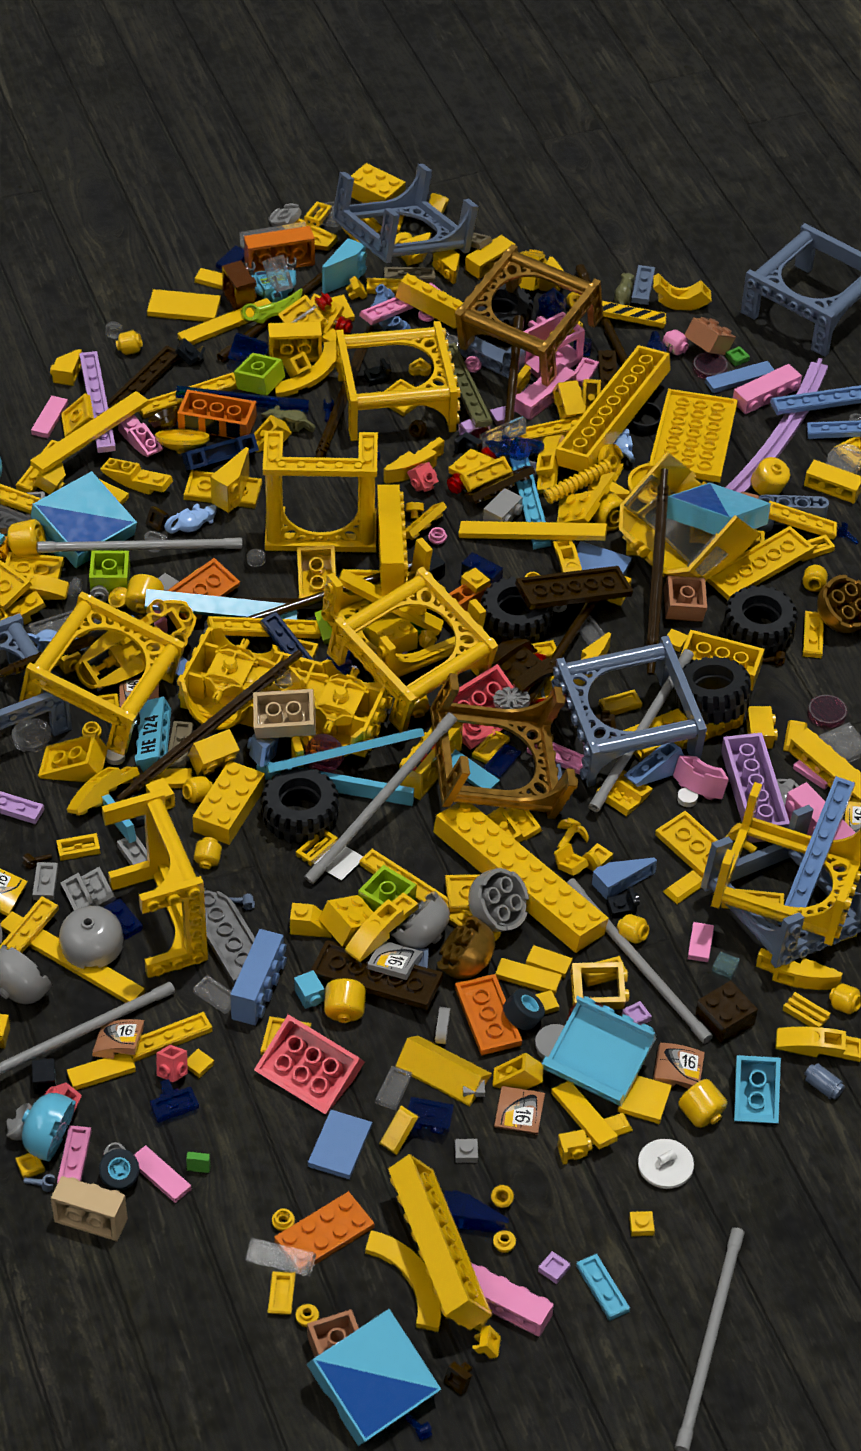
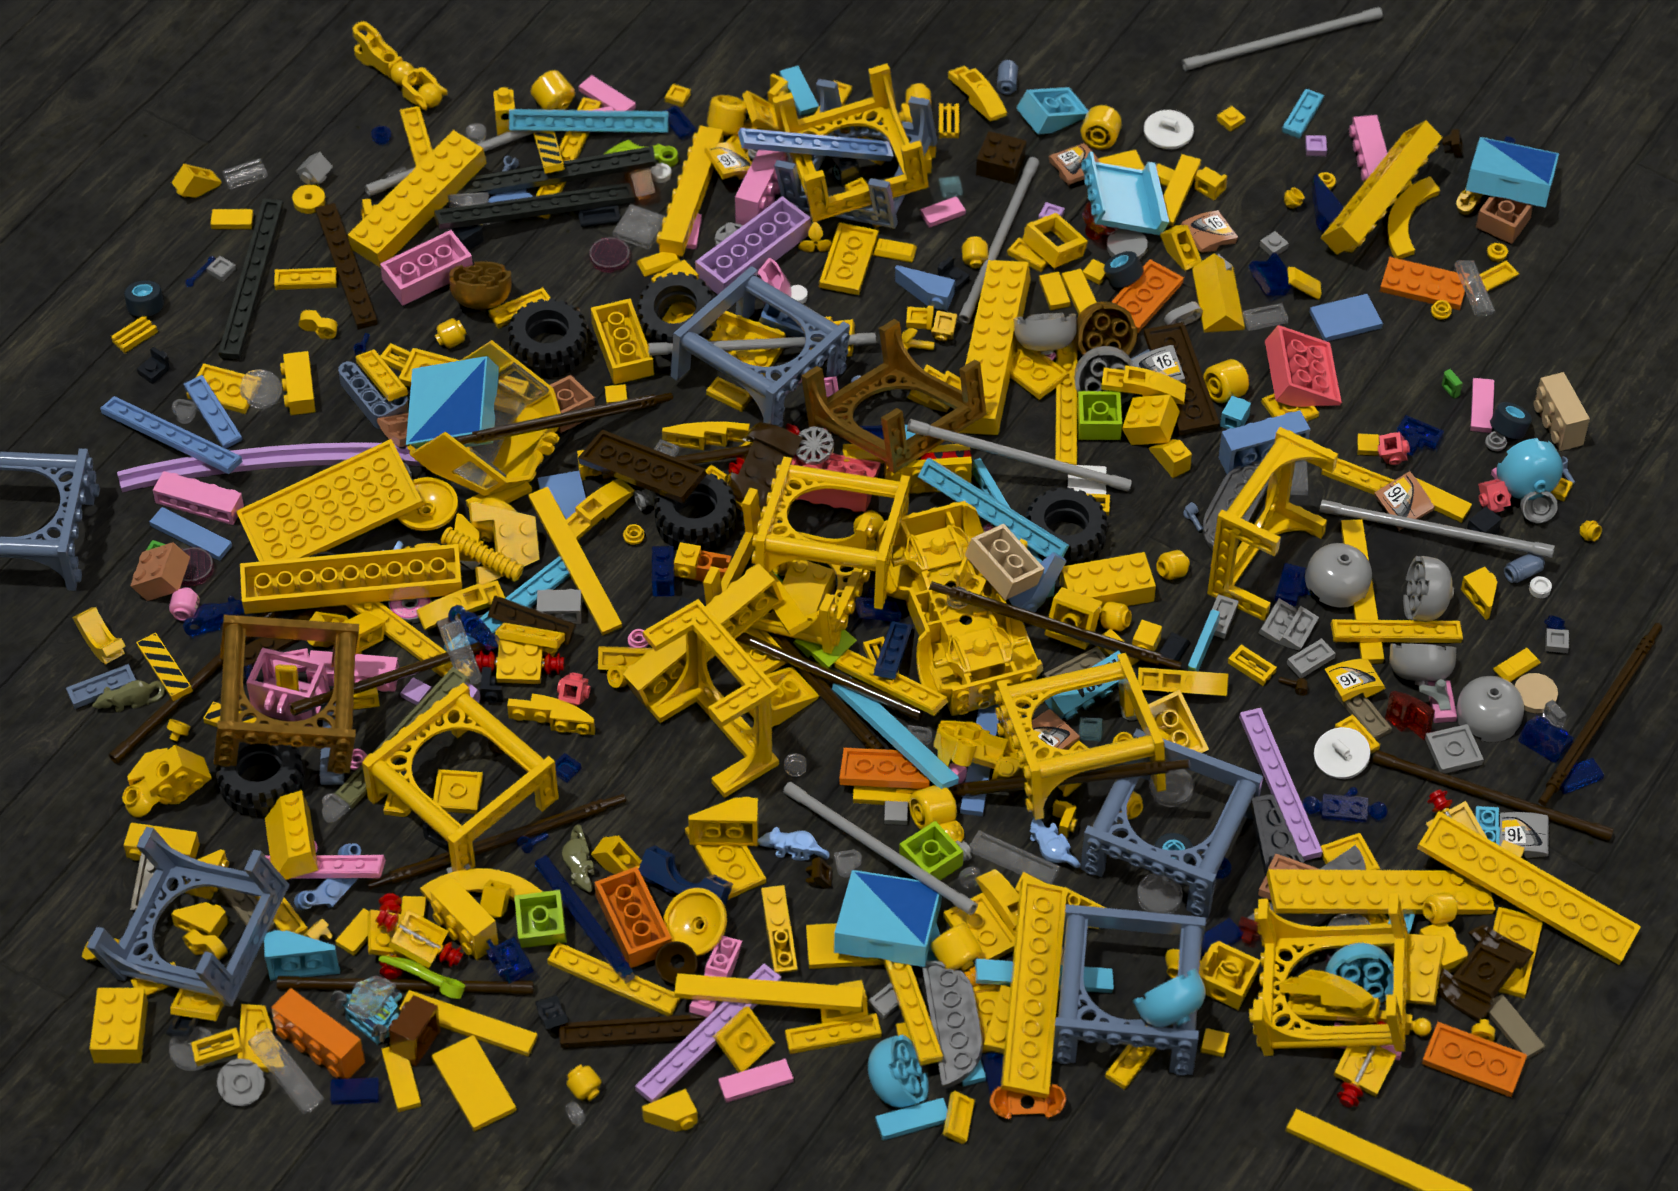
camera: 125 degrees left, 5 degrees up
(552, 303) = (203, 738): clear blue brick -> none
(770, 476) = (342, 422): yellow head -> none

